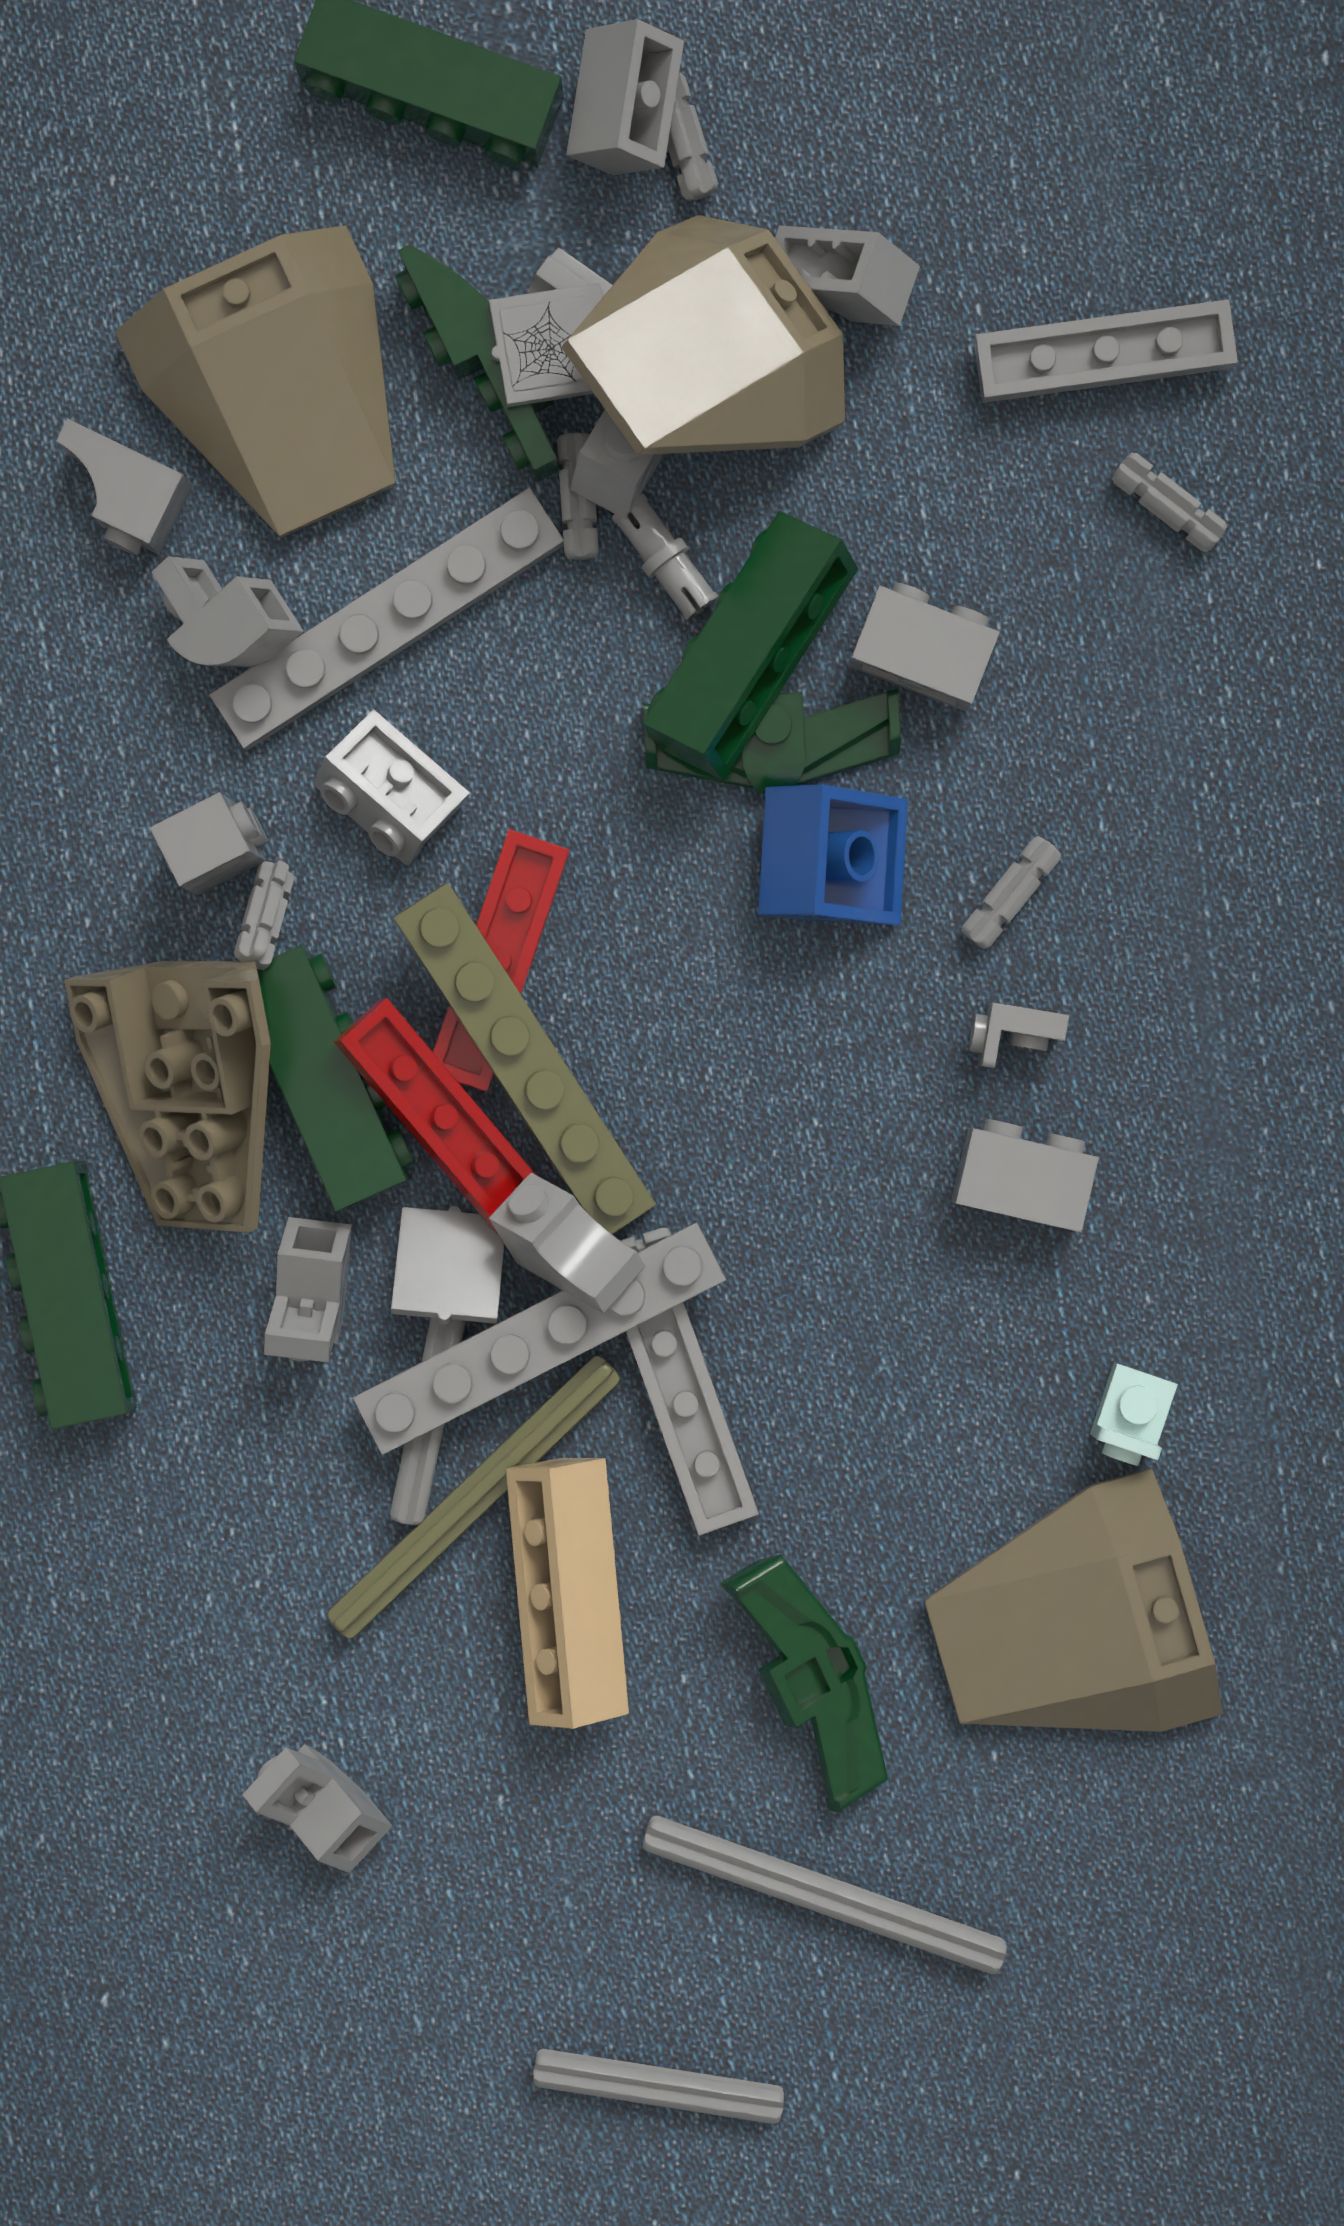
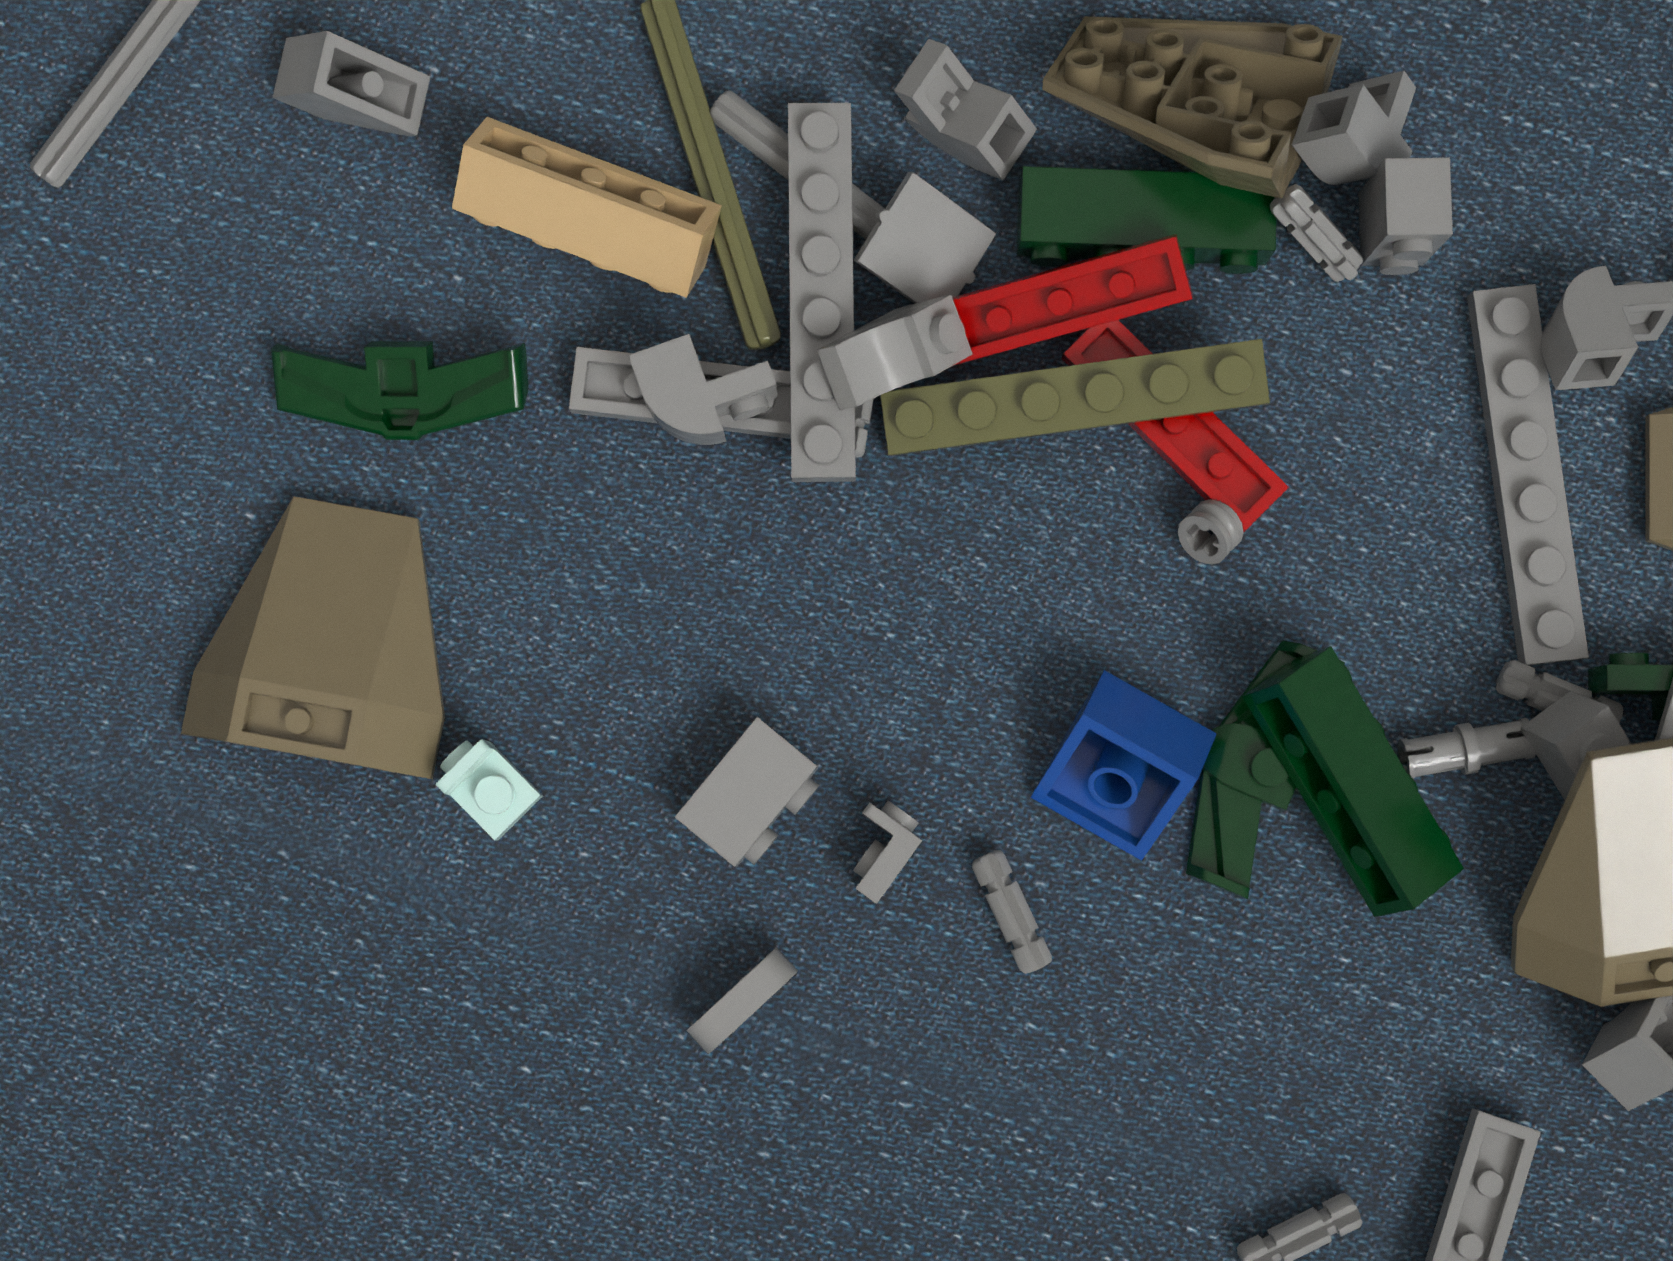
camera: 115 degrees right, 5 degrees down
(153, 924) = (1355, 128): none -> light grey brick
(388, 787) = (1376, 401): bracket -> none
(557, 1866) = (350, 84): none -> light grey slope
(584, 879) = (1221, 521): none -> light grey bush
(705, 1412) = (689, 405): none -> light grey brick
(824, 1895) = (205, 305): light grey axle -> none
(925, 646) = (1275, 942): light grey brick -> none
(1209, 1092) = (742, 1000): none -> light grey beam

